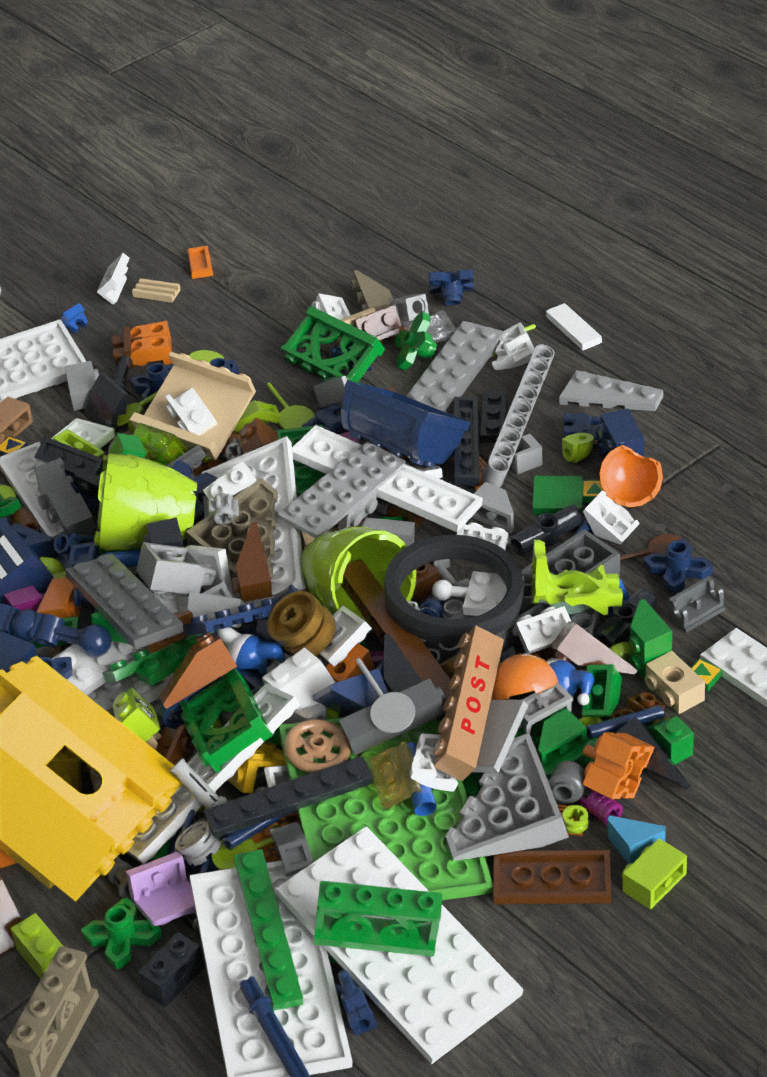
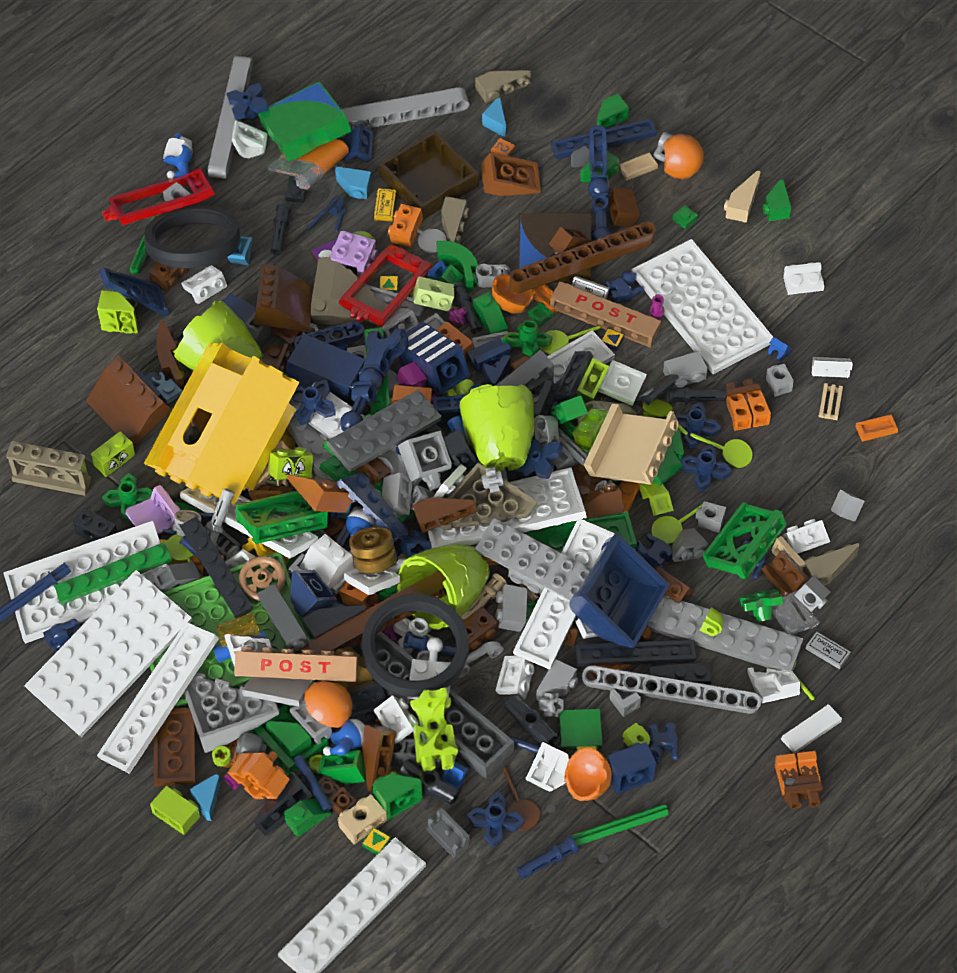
camera: 80 degrees right, 15 degrees up
(116, 318) = (781, 385): none -> light grey brick
(192, 412) = (623, 443): white bracket -> none
(231, 482) = (532, 484): white bracket -> none
(290, 378) = (711, 523): none -> light grey brick
(297, 283) = (847, 505): none -> light grey panel
(342, 925) = (97, 627): green fence -> none
(392, 710) = (279, 612): light grey piece -> none
(437, 375) = (713, 623): none -> lime piece
(451, 285) = (849, 622): dark blue plant -> none
(477, 309) = (828, 650): none -> light grey tile
(484, 880) = (157, 697): none -> white plate
(526, 510) = (551, 704): none -> light grey gear
(610, 392) = (720, 756): light grey wing -> none
(638, 334) = (799, 778): none -> hips
(687, 469) = (620, 824): none -> green axle
(724, 517) = (556, 853): none -> dark blue pin

